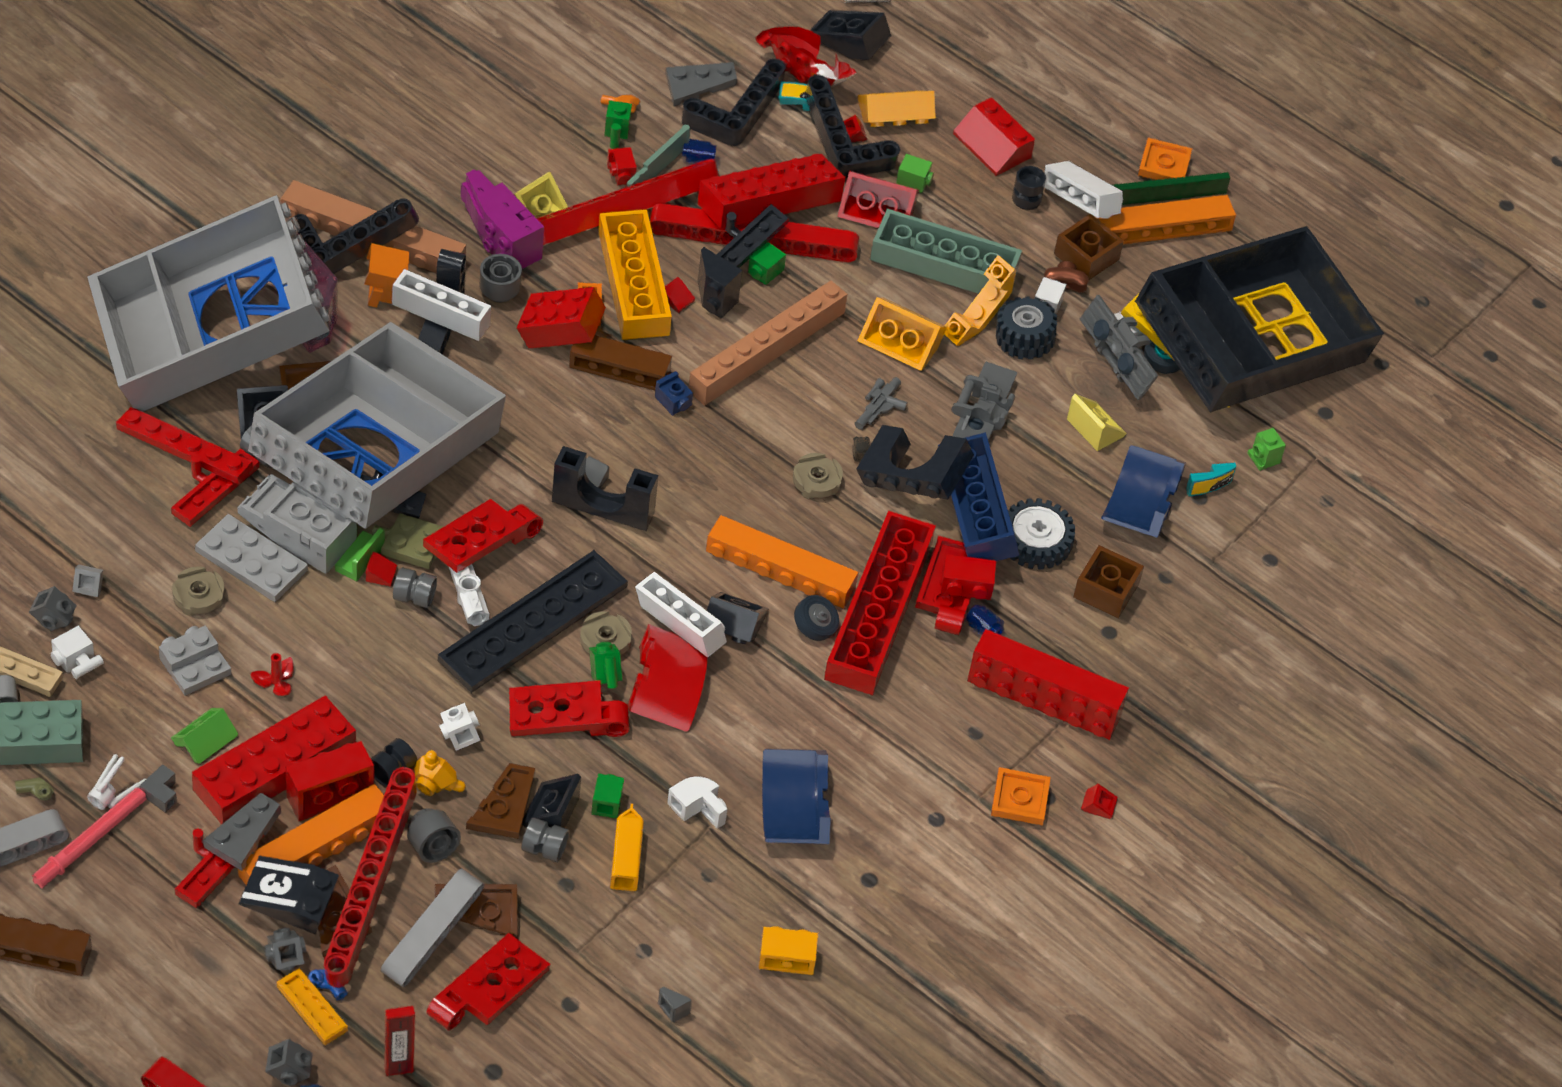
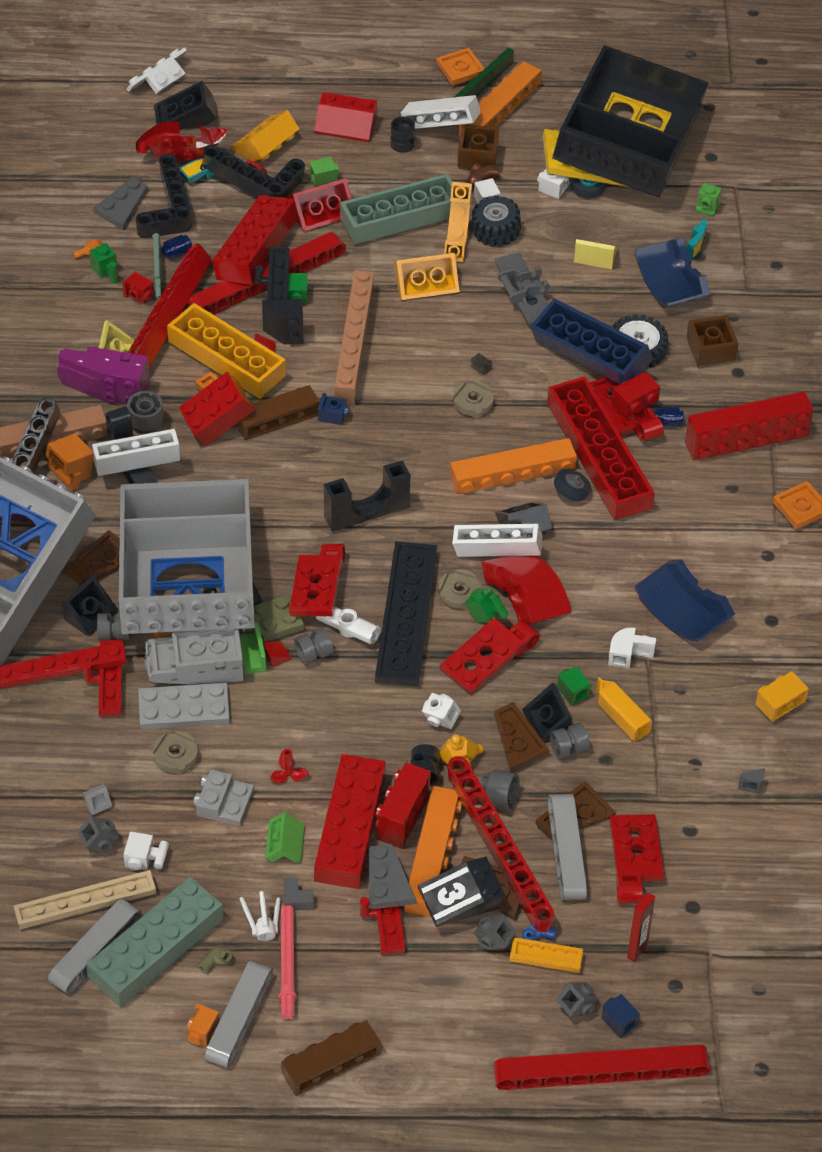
camera: 35 degrees left, 0 degrees up
(881, 403) = (459, 327): dark grey piece -> none
(933, 479) = (556, 348): black arch -> none
(1116, 338) = (547, 188): dark grey piece -> none

